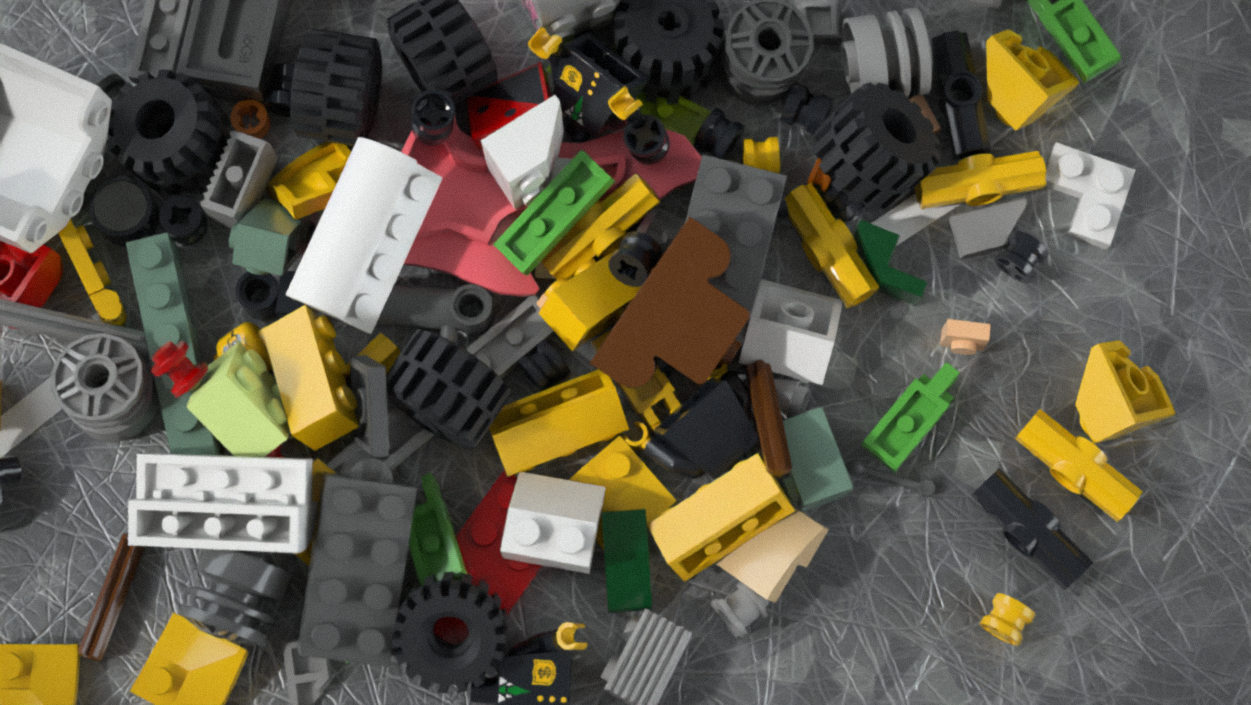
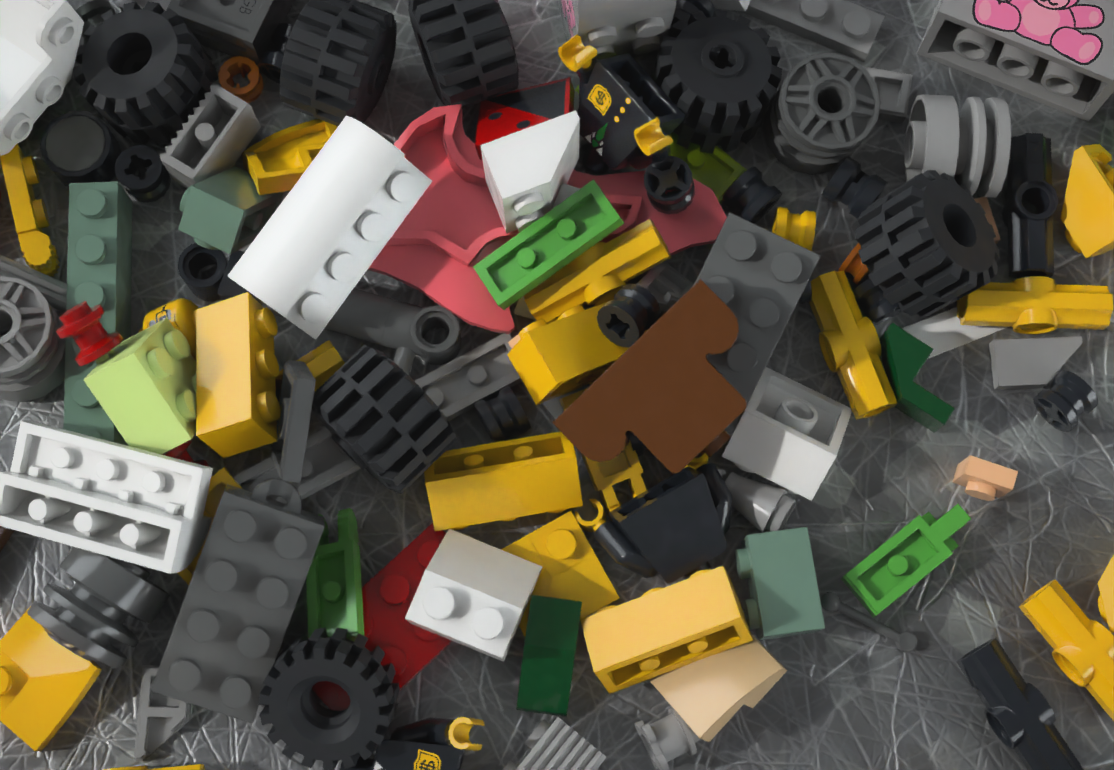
camera: 10 degrees right, 0 degrees up
(433, 107) = (436, 100): black wheel -> none
(768, 418) = (743, 529): reddish brown axle -> none

